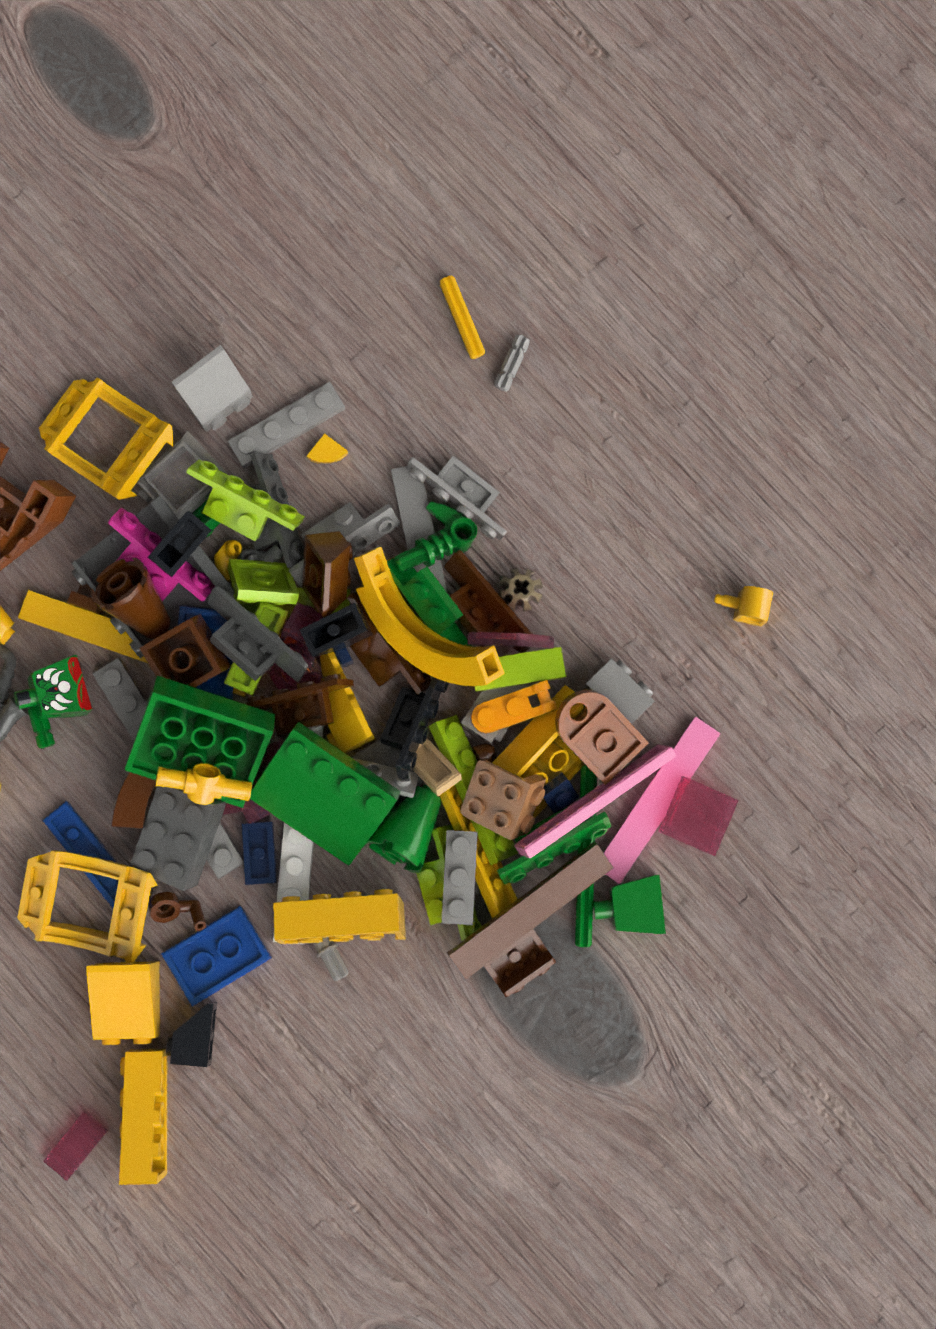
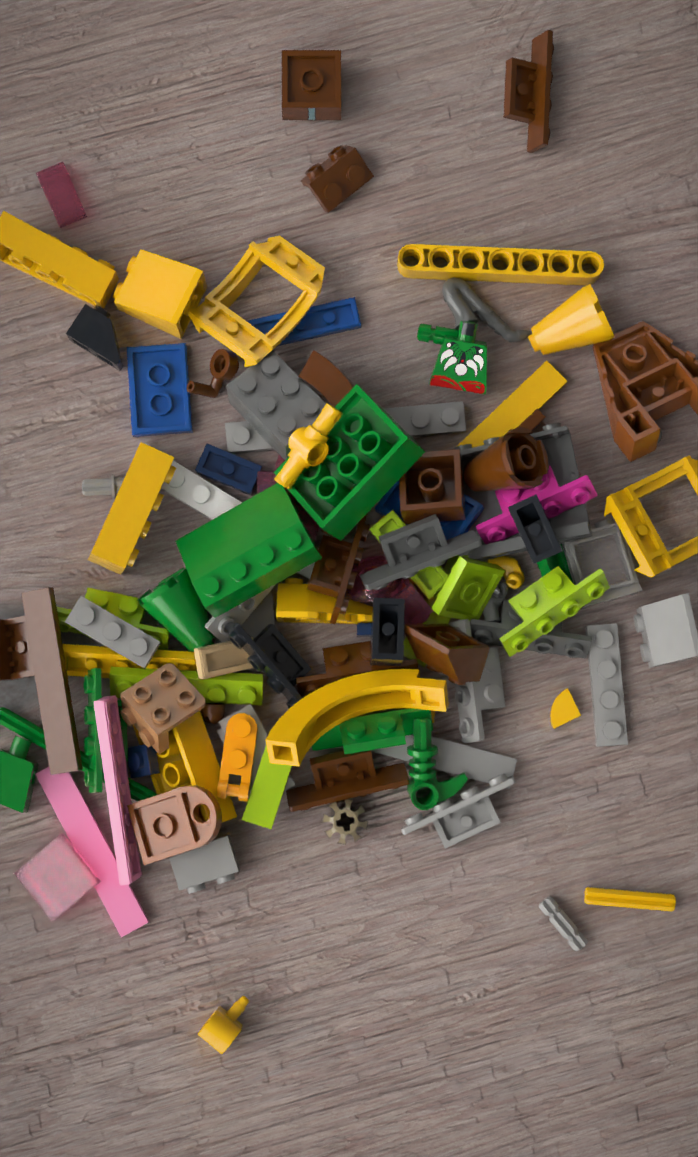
camera: 115 degrees right, 0 degrees up
(510, 640) = (298, 786): clear pink tile -> none

